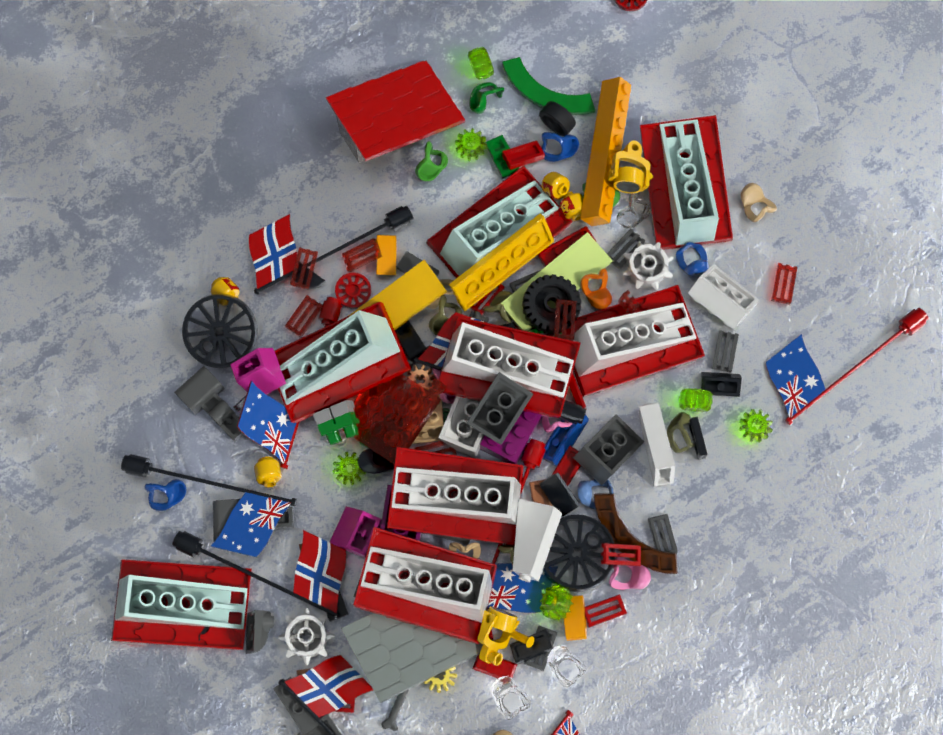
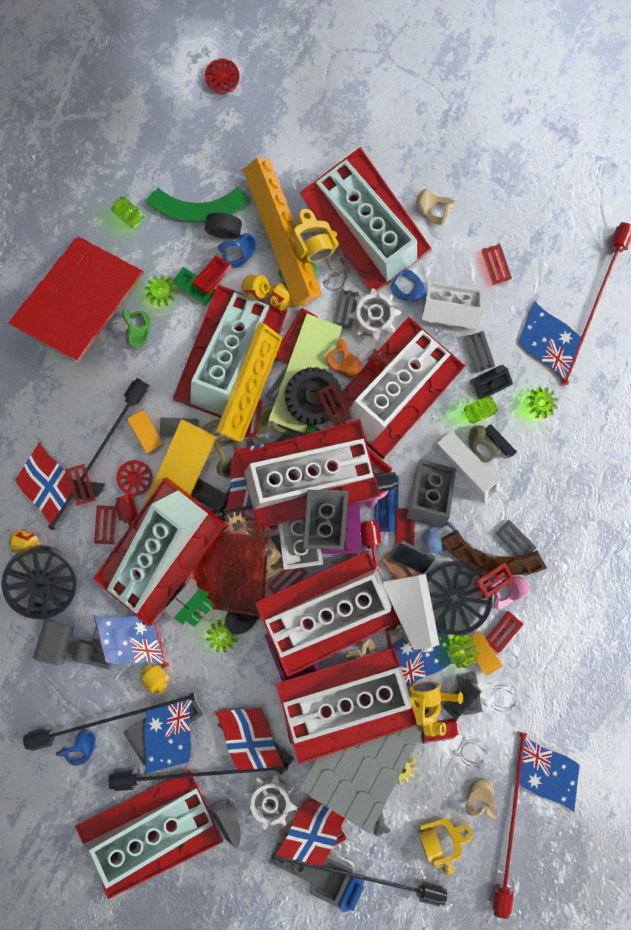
camera: 30 degrees left, 10 degrees up
(260, 368) = (95, 598): dark pink slope -> none
(348, 259) = (115, 454): clear red tile -> none
(355, 531) = (259, 688): dark pink slope -> none
(478, 99) = (144, 246): green piece -> none

